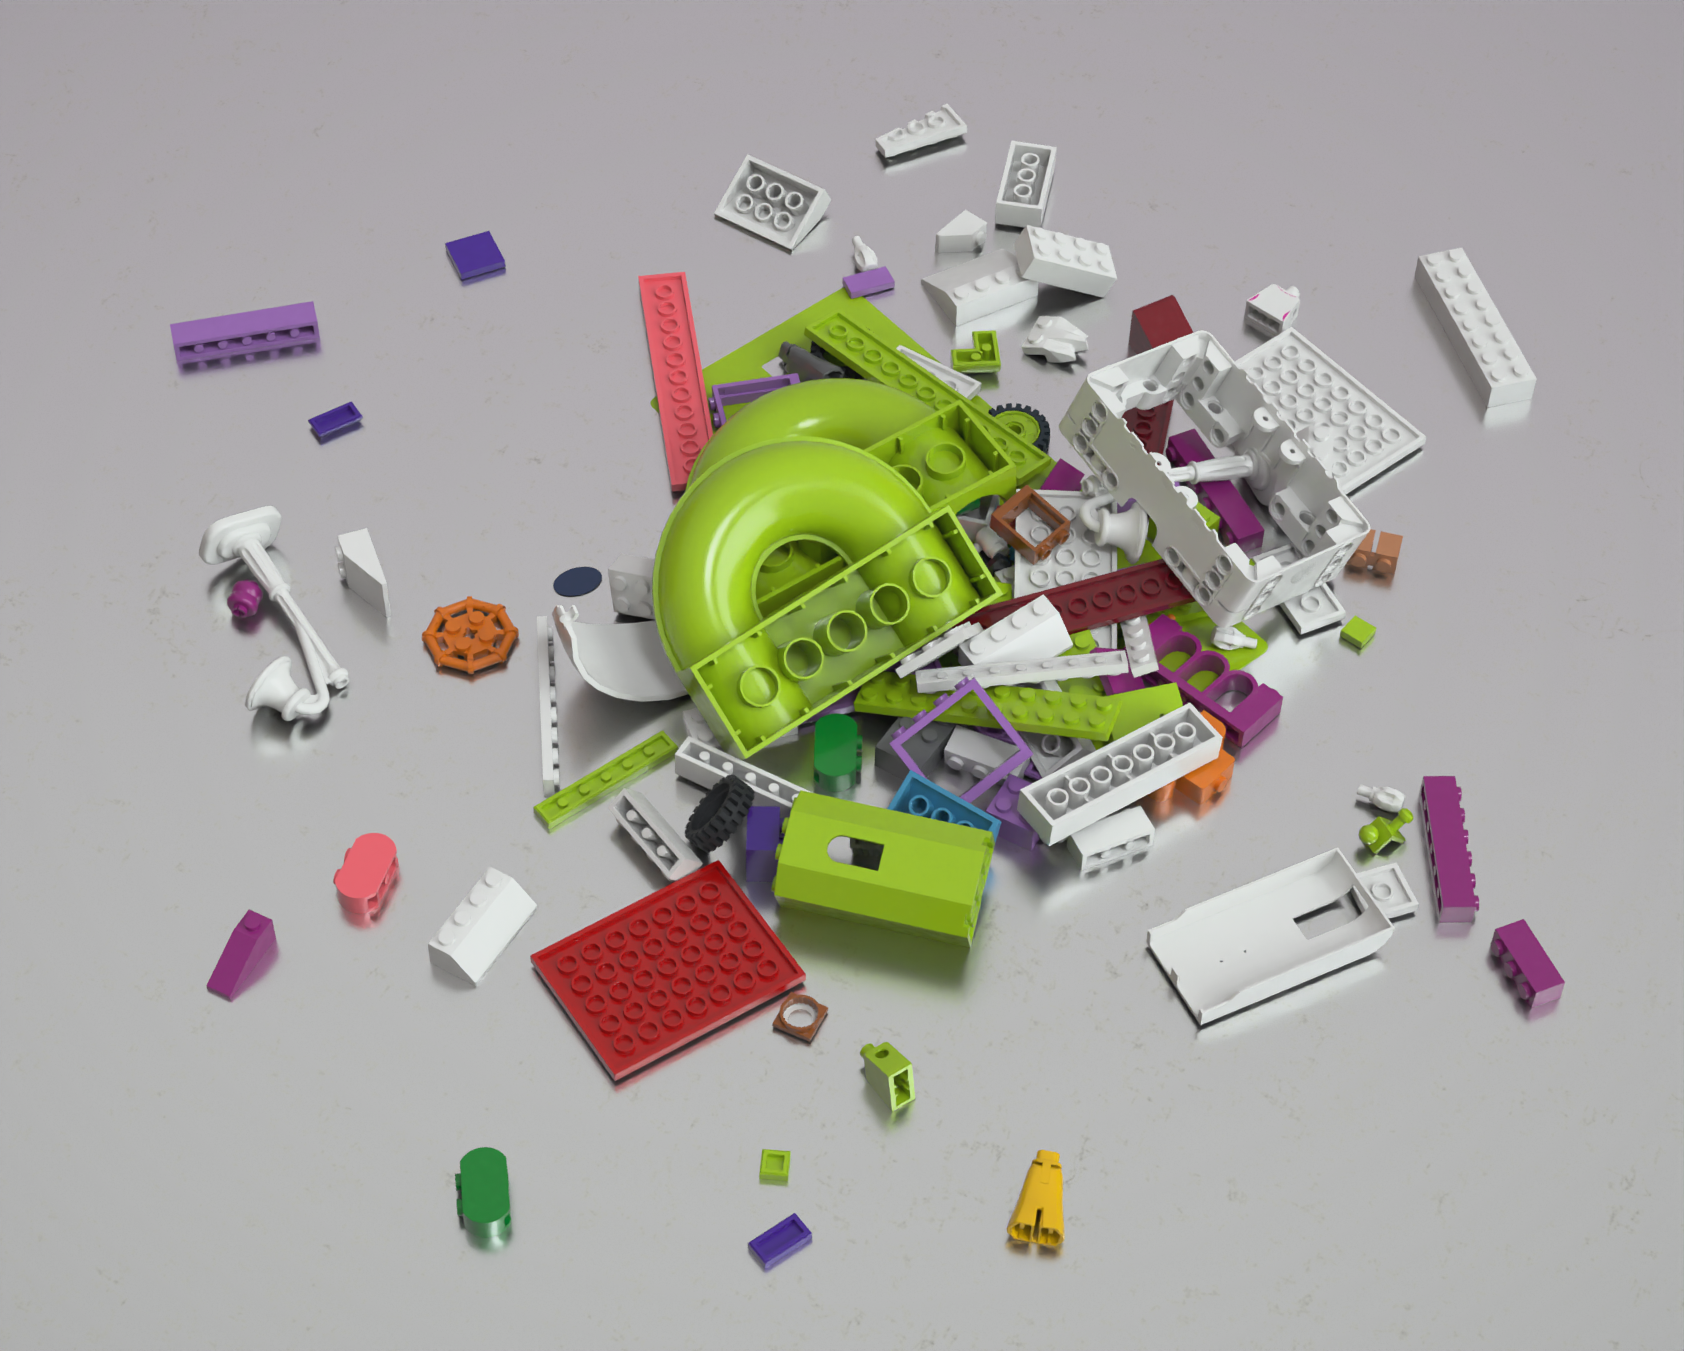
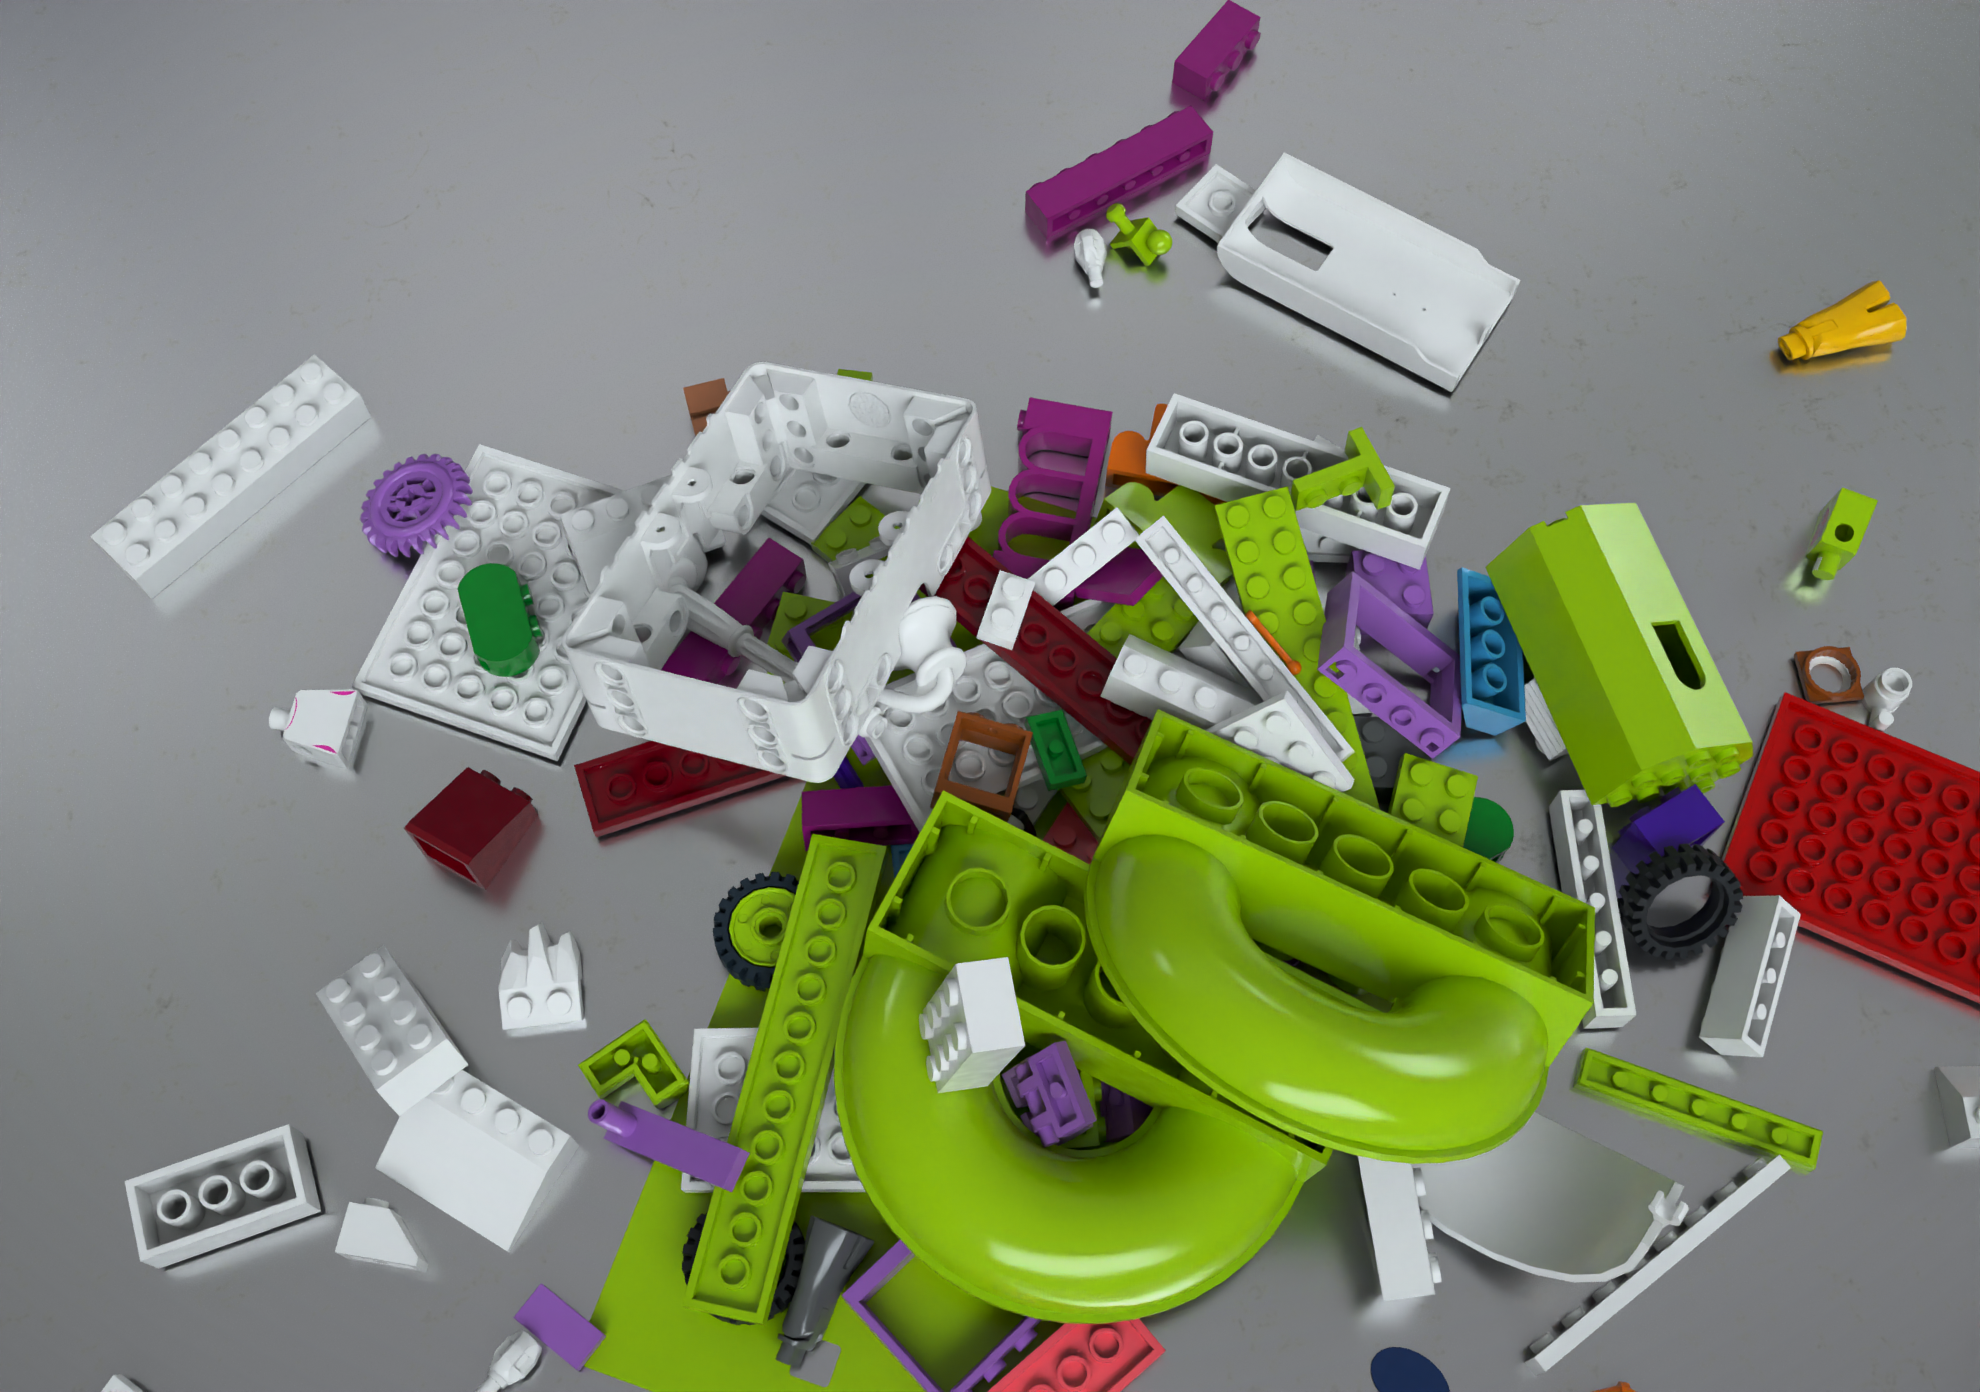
camera: 120 degrees left, 15 degrees up
(764, 1027) = (1885, 695): none -> white piece
(865, 735) = (1433, 797): none -> lime plate
(870, 392) = (972, 1025): none -> white brick
(928, 341) = (670, 1143): none -> medium lavender piece
(1022, 571) = (1055, 750): none -> green plate
(1033, 683) = (1292, 665): none -> orange hinge
(1089, 778) = (1347, 477): none -> lime bracket
(1126, 586) = (1005, 610): none -> white plate
(1292, 390) = (500, 619): none -> green brick
(1414, 399) = (420, 509): none -> medium lavender gear

